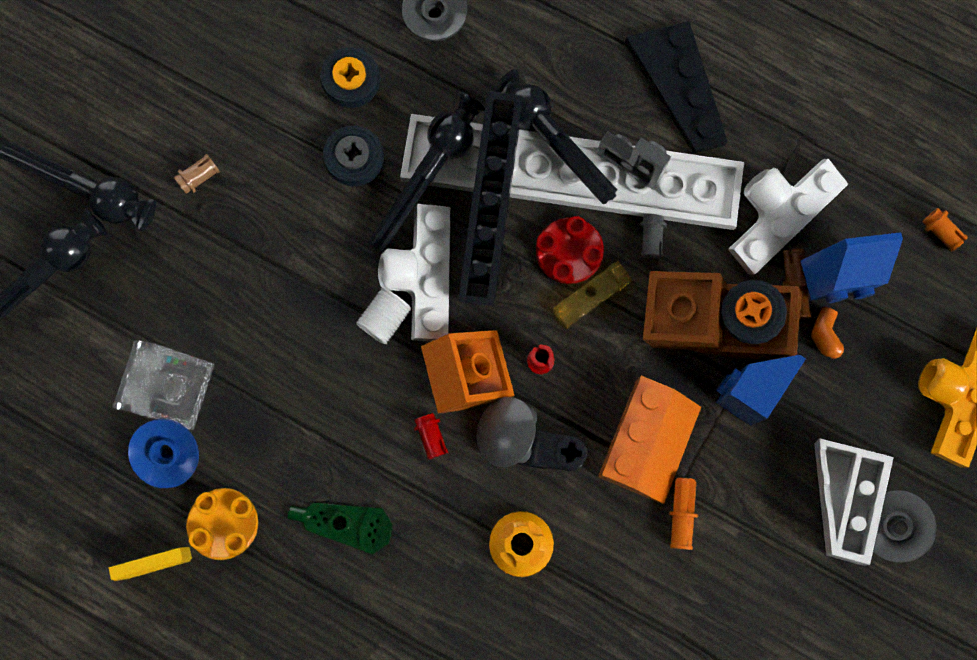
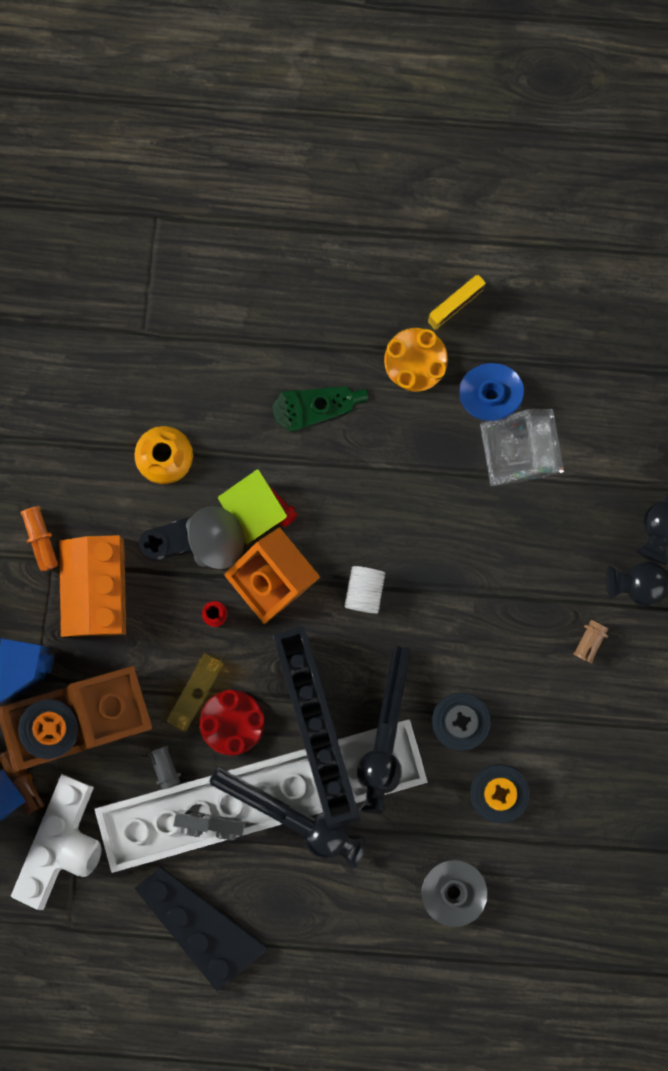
camera: 155 degrees right, 5 degrees up
(423, 272) = (349, 644): white plate -> none
(454, 448) = (253, 506): none -> lime sticker

